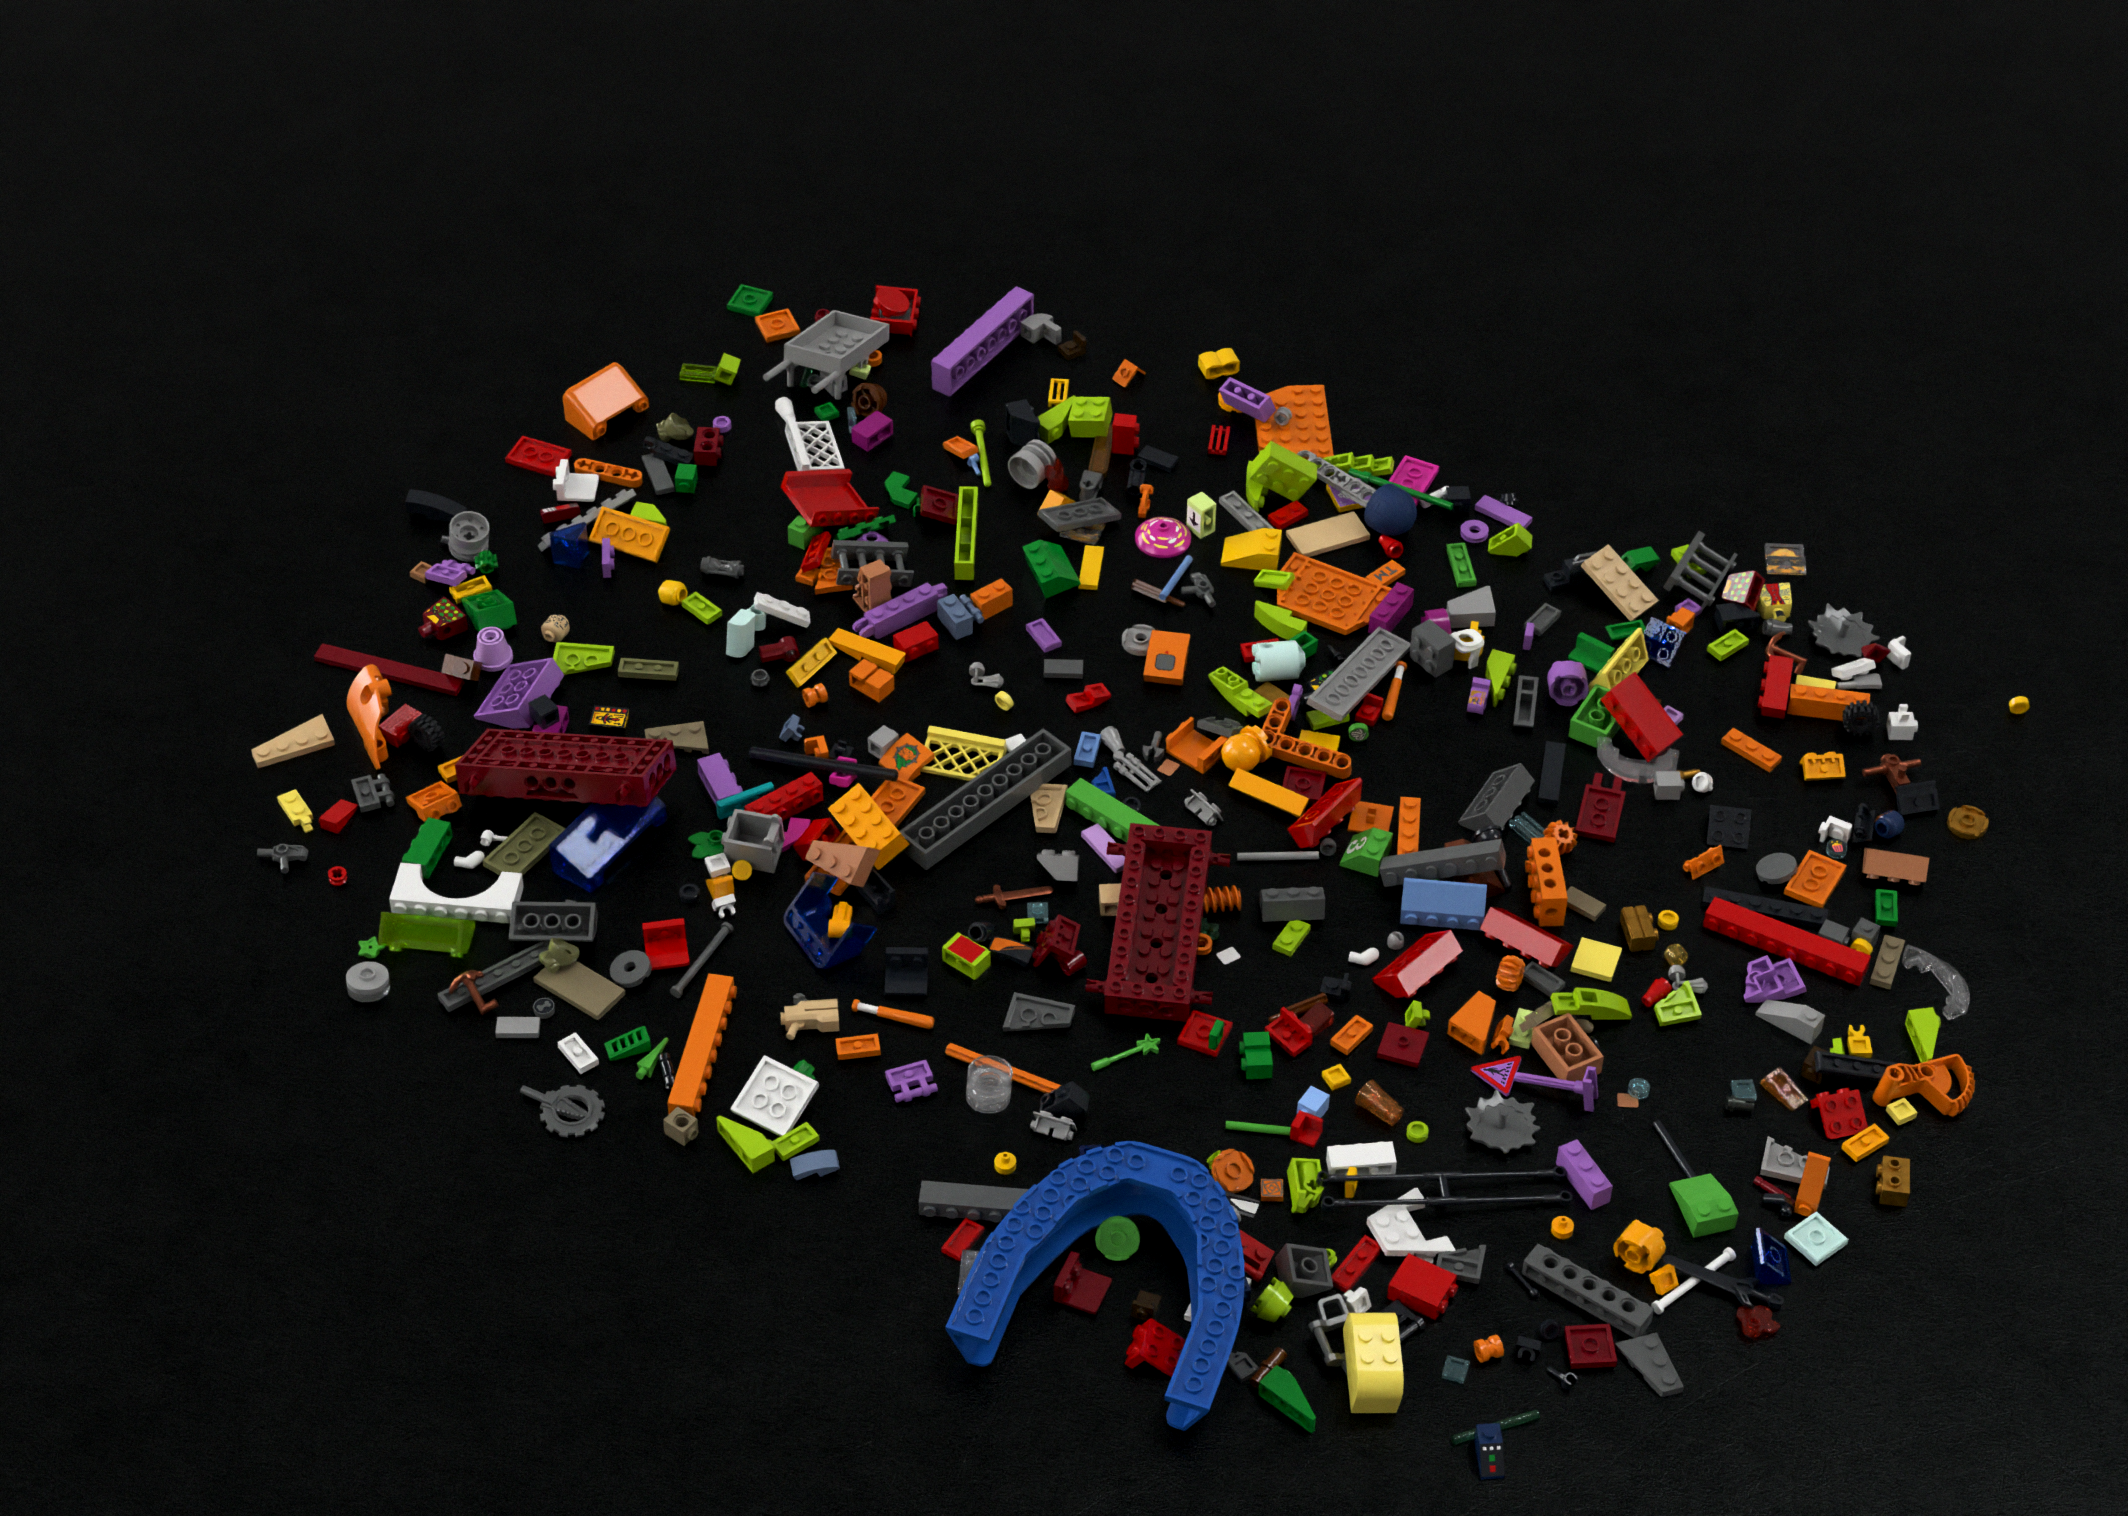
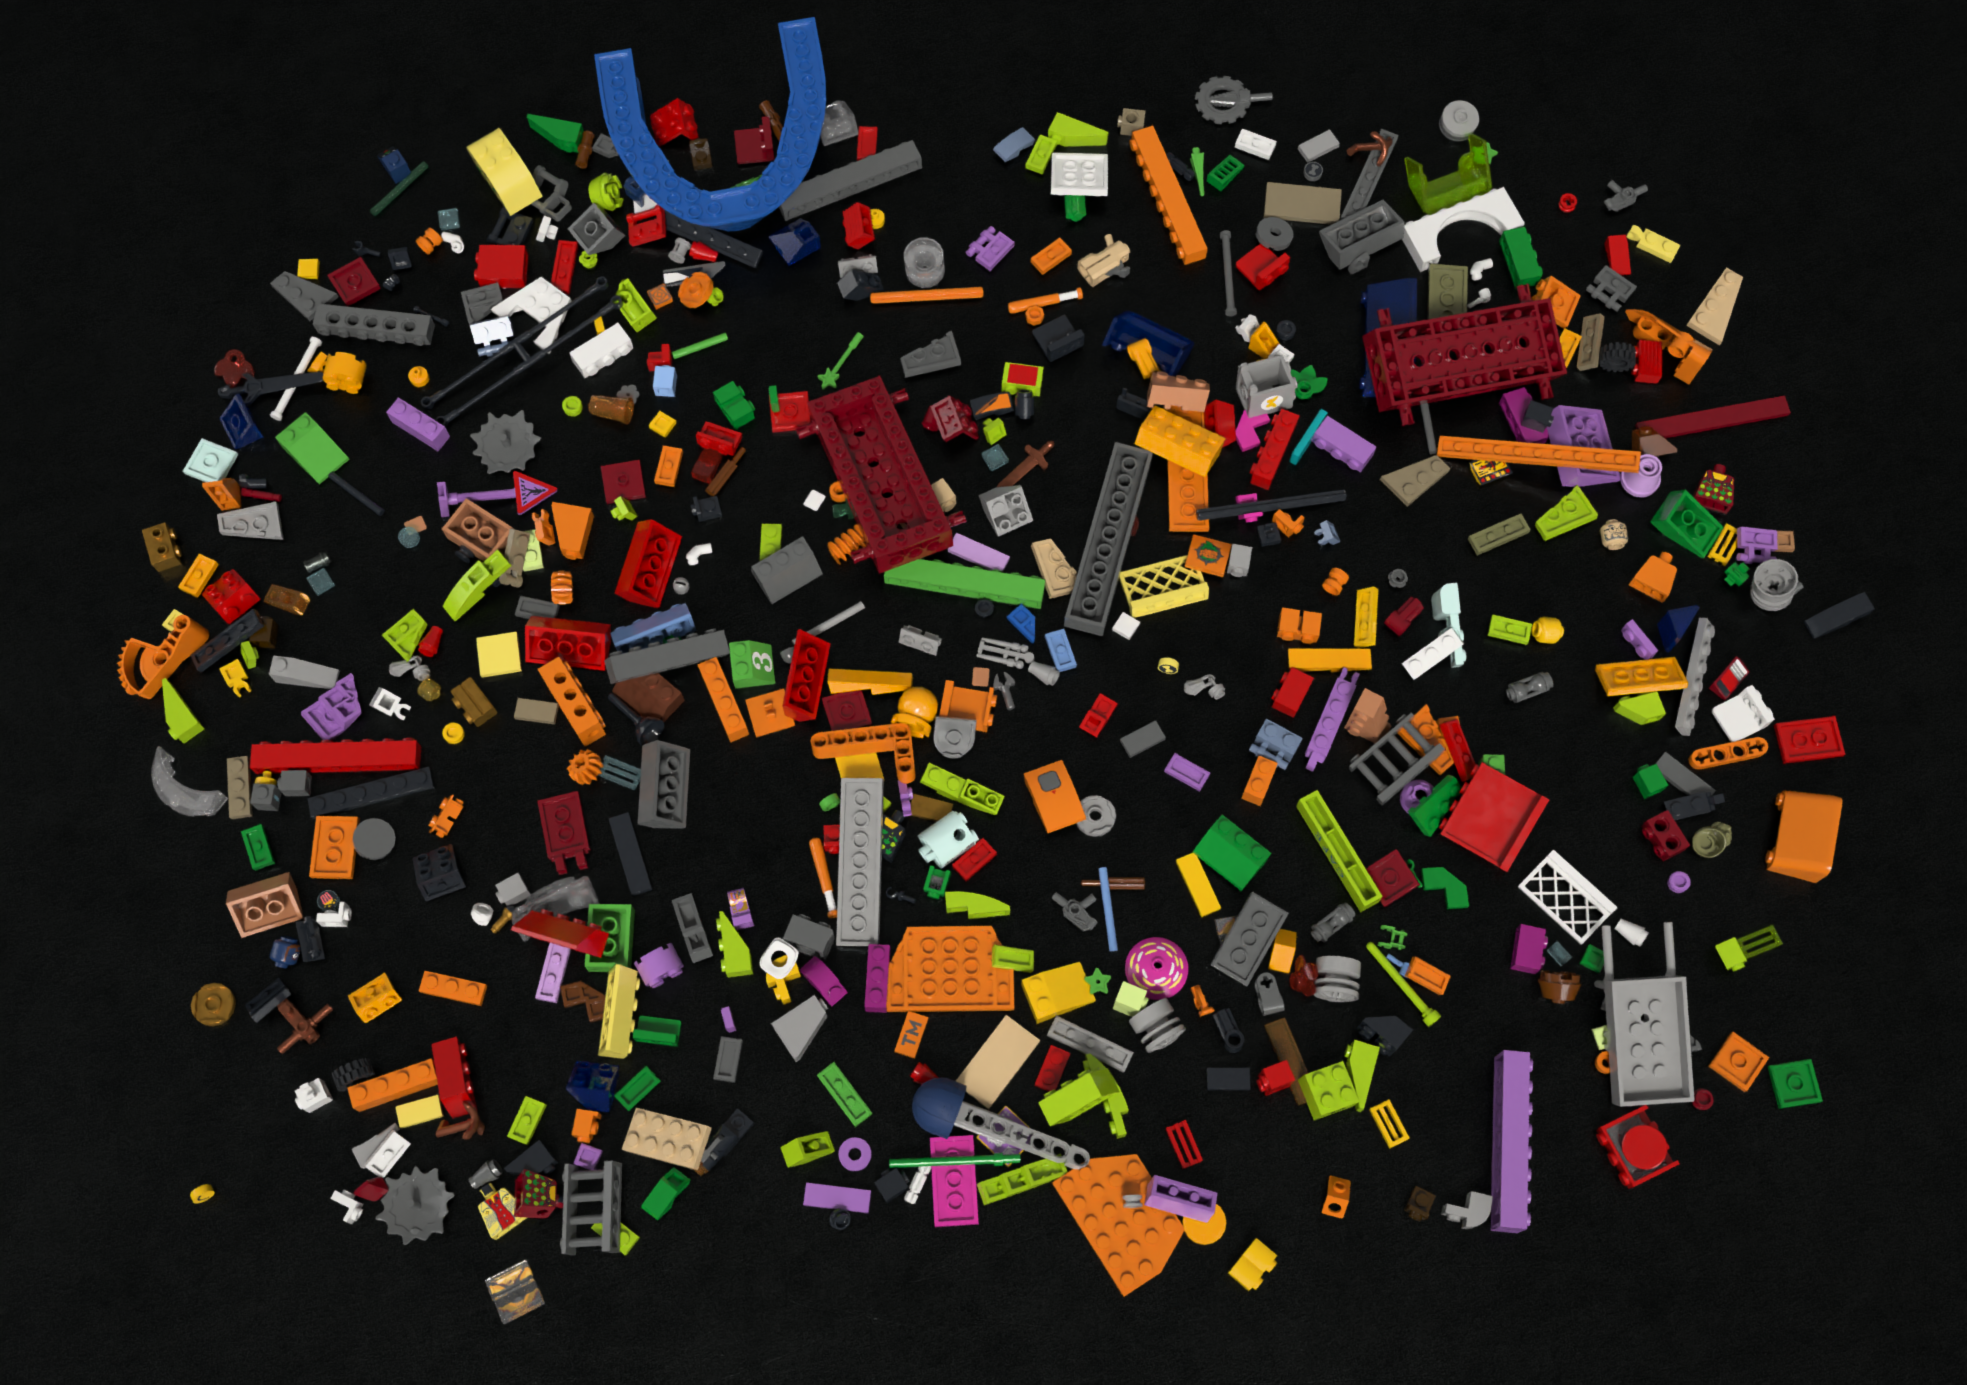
camera: 150 degrees right, 25 degrees up
(429, 763) = (1590, 342): none -> dark tan plate
(551, 589) = (1655, 577): none -> orange torso
(558, 954) = (1333, 206): olive hair -> none
(564, 680) = (1539, 454): none -> orange plate
(913, 1004) = (1034, 315): none -> orange tile
(969, 476) = (1399, 945): none -> bright green piece
(997, 502) = (1339, 918): none -> dark grey piece
(1030, 1151) = (858, 225): none -> red brick
(1046, 1303) = (774, 117): none -> reddish brown pin
(1185, 485) = (1157, 1025): none -> light grey wheel
(1216, 545) = (1102, 986): none -> bright green plate
(1355, 1115) = (630, 390): none -> dark grey plant
(1459, 1340) = (455, 240): none -> white arm
(1464, 1223) = (491, 330): none -> brick
(1635, 1386) = (308, 268): none -> yellow tile
(1720, 956) = (388, 703): none -> white brick

